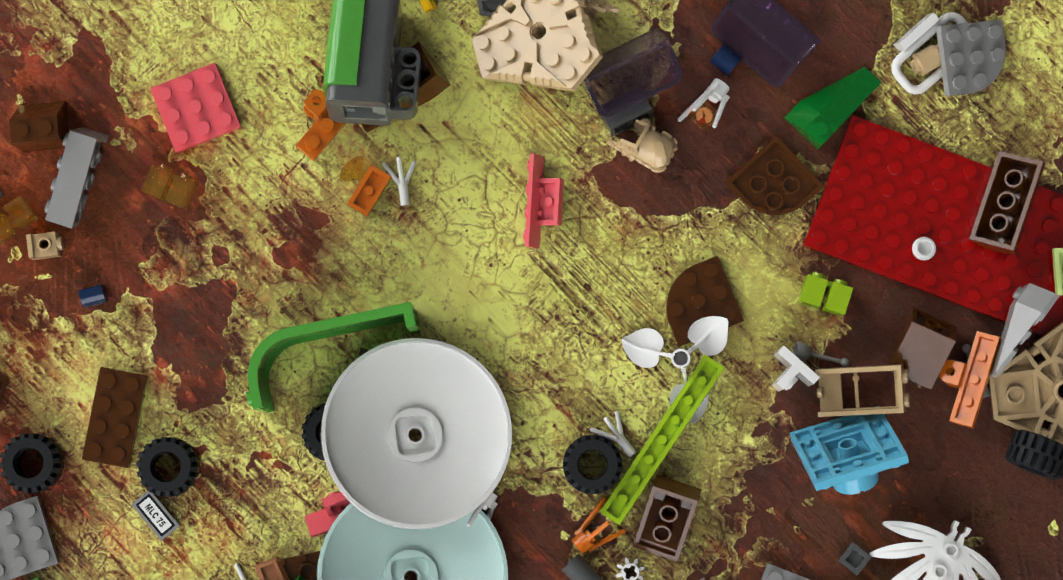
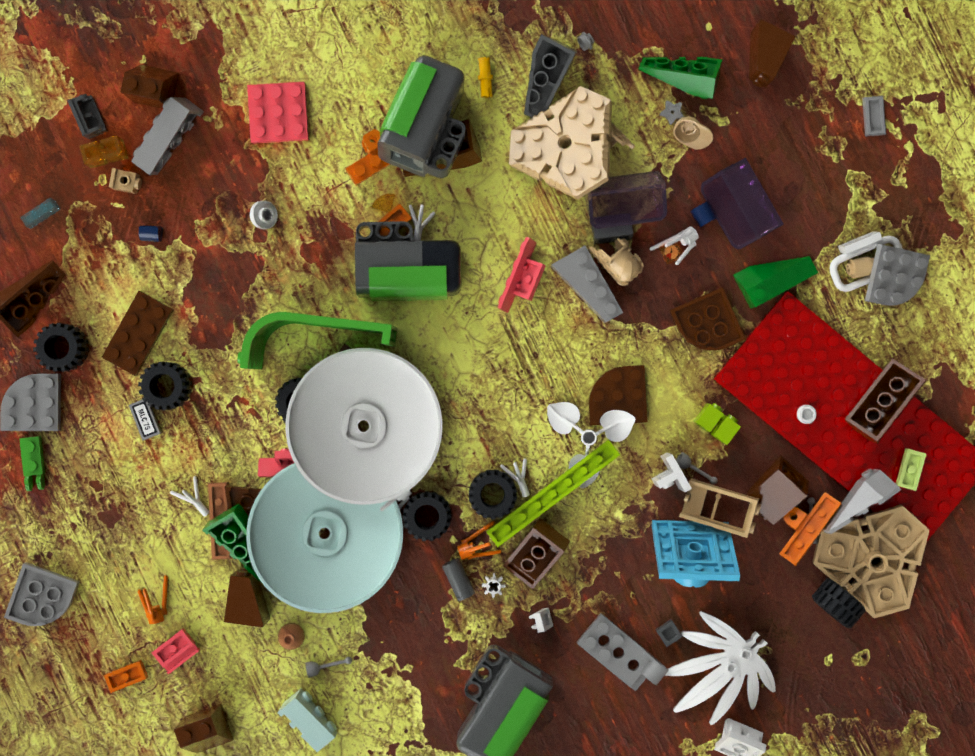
camera: 15 degrees right, 5 degrees up
(170, 187) = (236, 168): clear yellow piece -> none
(218, 230) = (263, 214): none -> white plate
(405, 236) = (404, 268): none -> piece
(519, 536) = (420, 531): none -> black tyre
(616, 180) = (586, 280): none -> light grey wedge

